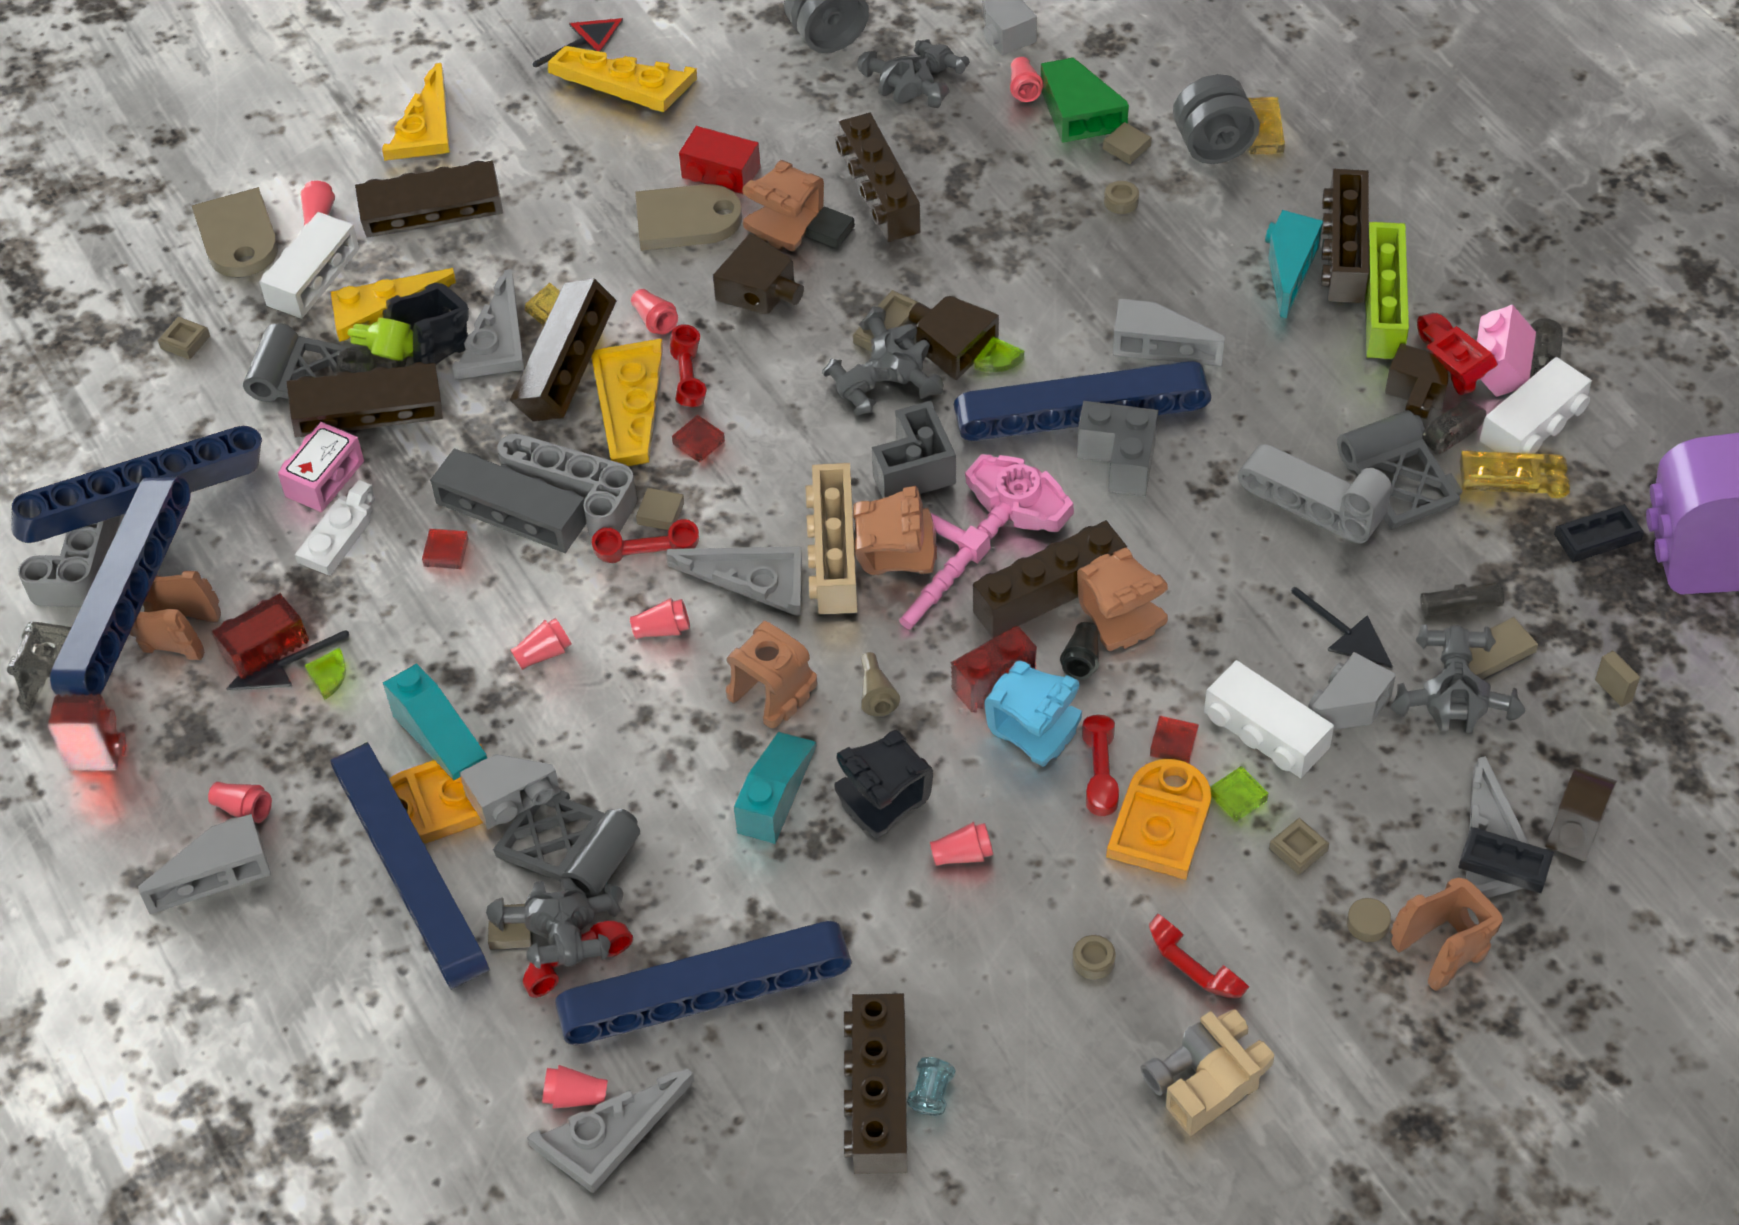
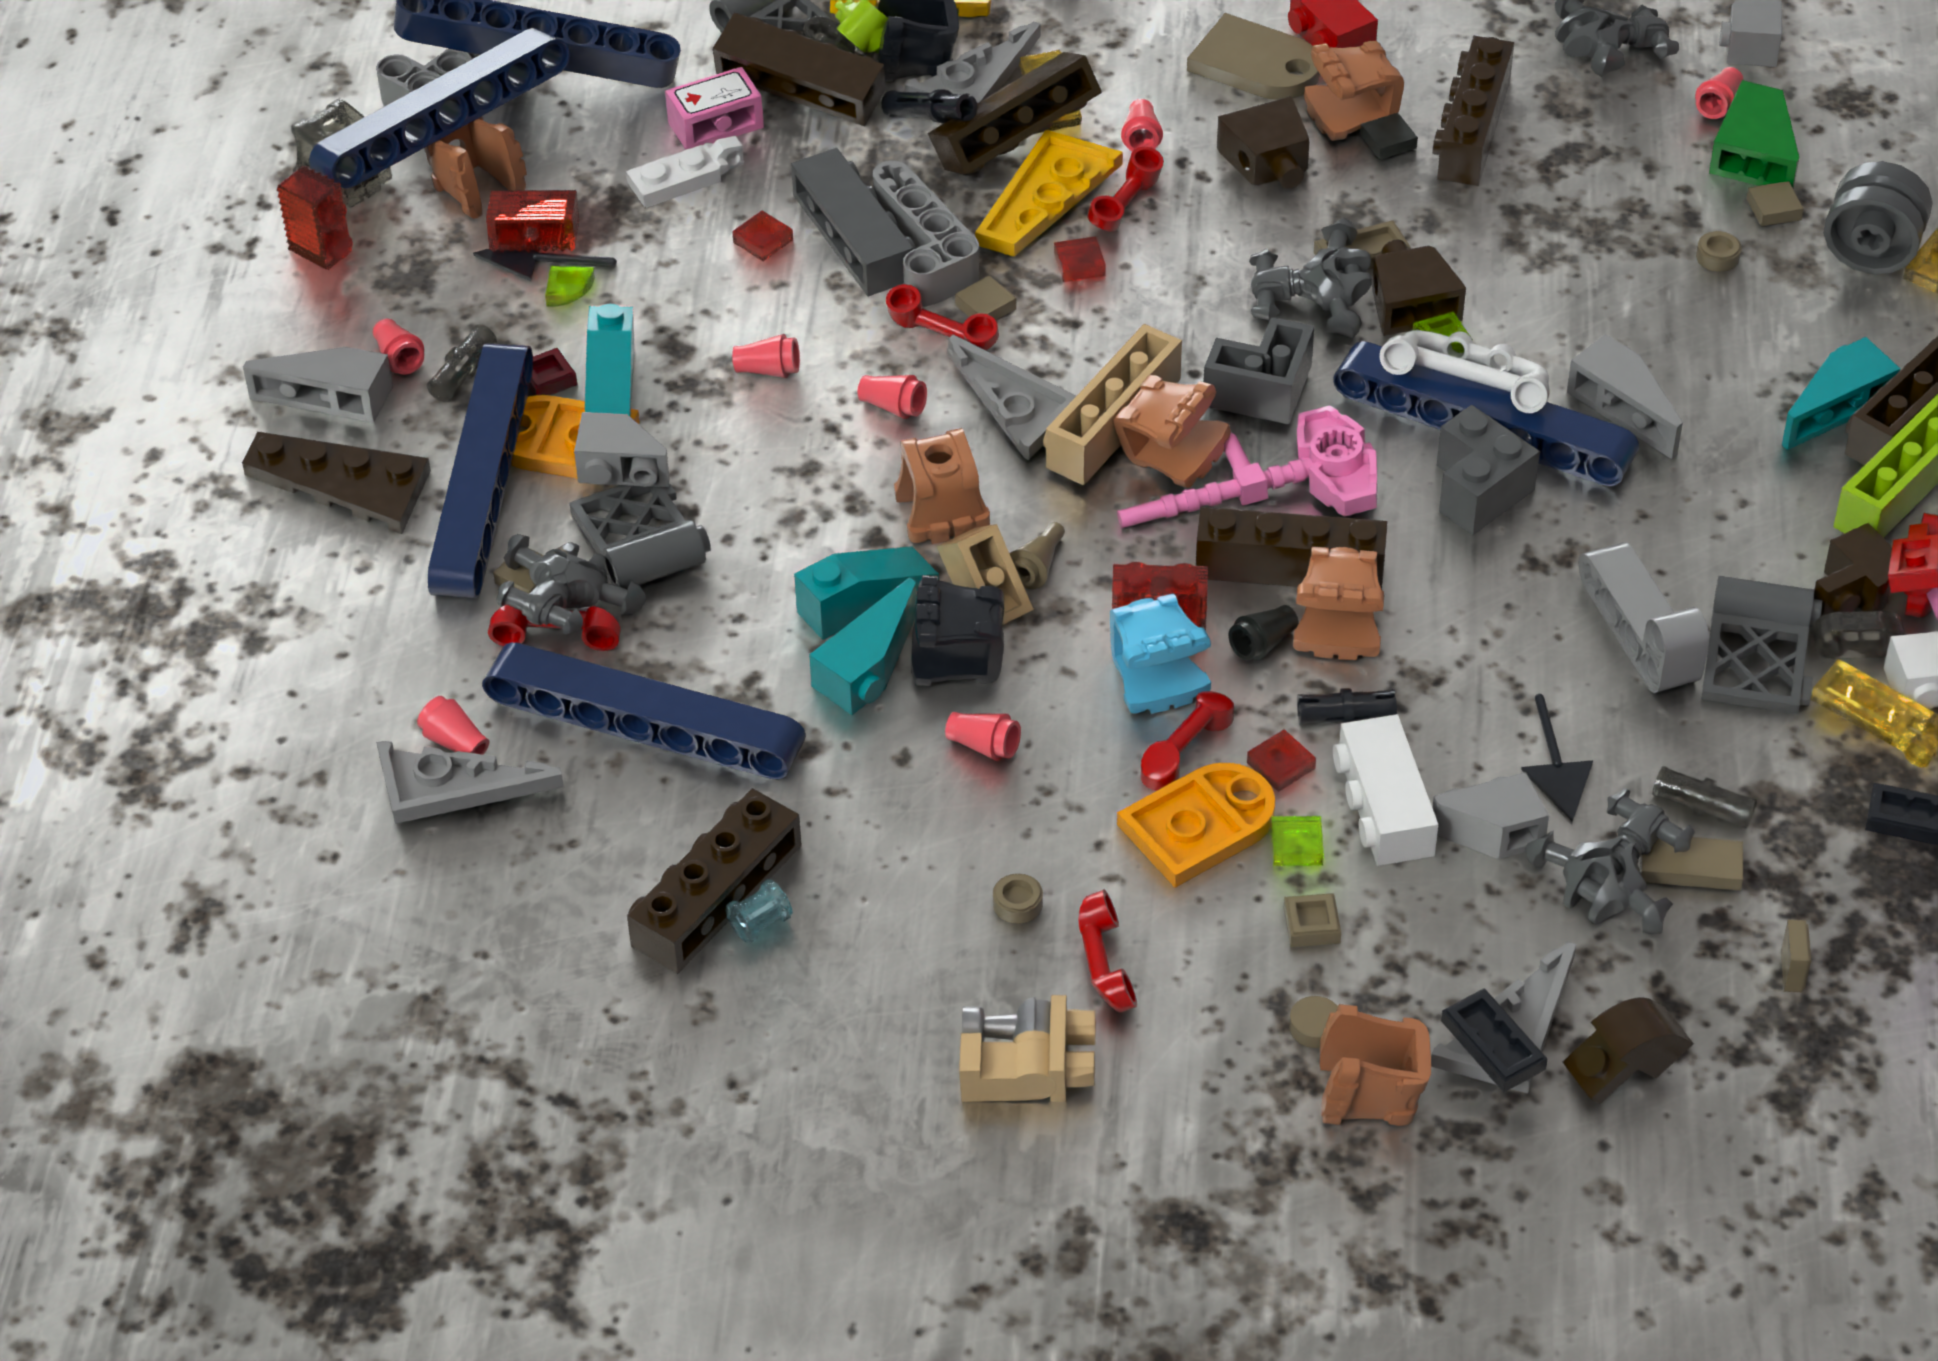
camera: 35 degrees right, 5 degrees down
(297, 931) = (357, 478): none -> dark brown wing
(304, 785) = (447, 379): none -> clear smoke pin
(386, 748) = (551, 373): none -> dark red tile
(505, 374) = (938, 105): none -> black pin
(827, 842) = (861, 657): none -> teal slope
(851, 717) = (984, 560): none -> tan slope
(1013, 390) = (1476, 364): none -> white bar
(1184, 673) = (1345, 706): none -> black pin

